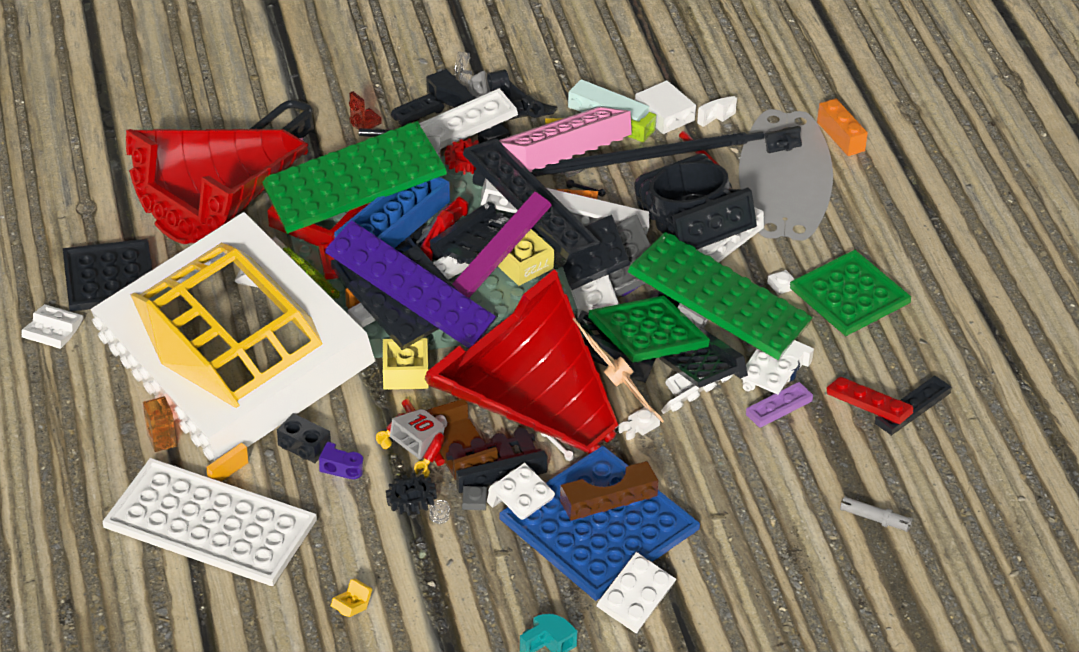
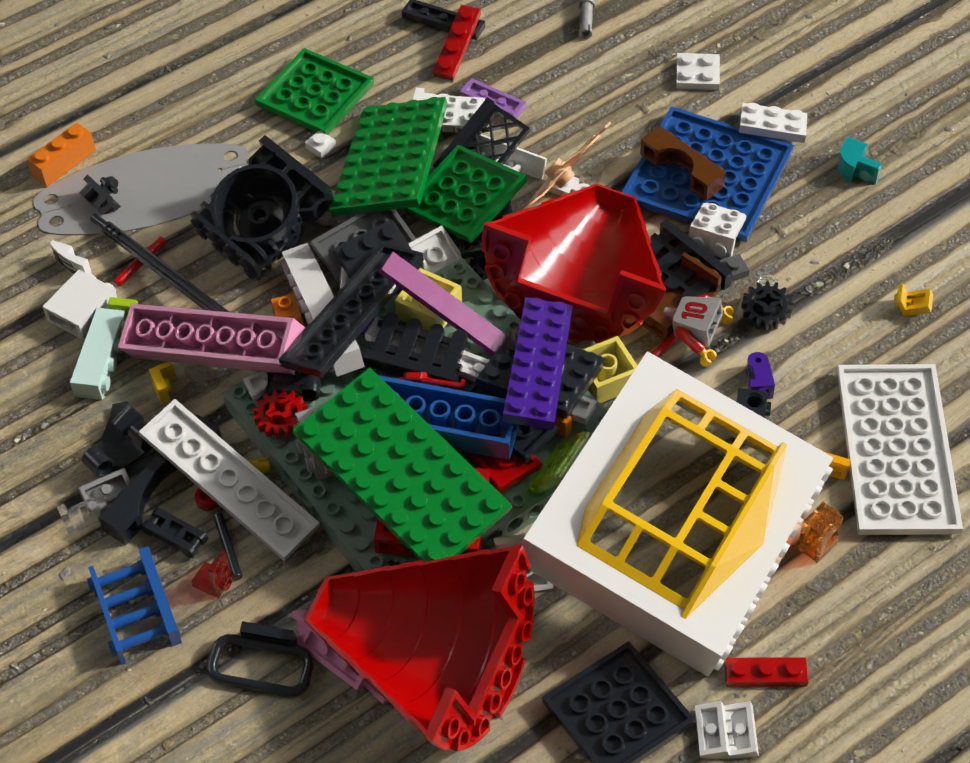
camera: 110 degrees left, 10 degrees up
(79, 365) = (766, 672): none -> red plate
(367, 89) = (151, 587): none -> blue fence
(747, 572) = (698, 71): none -> white plate

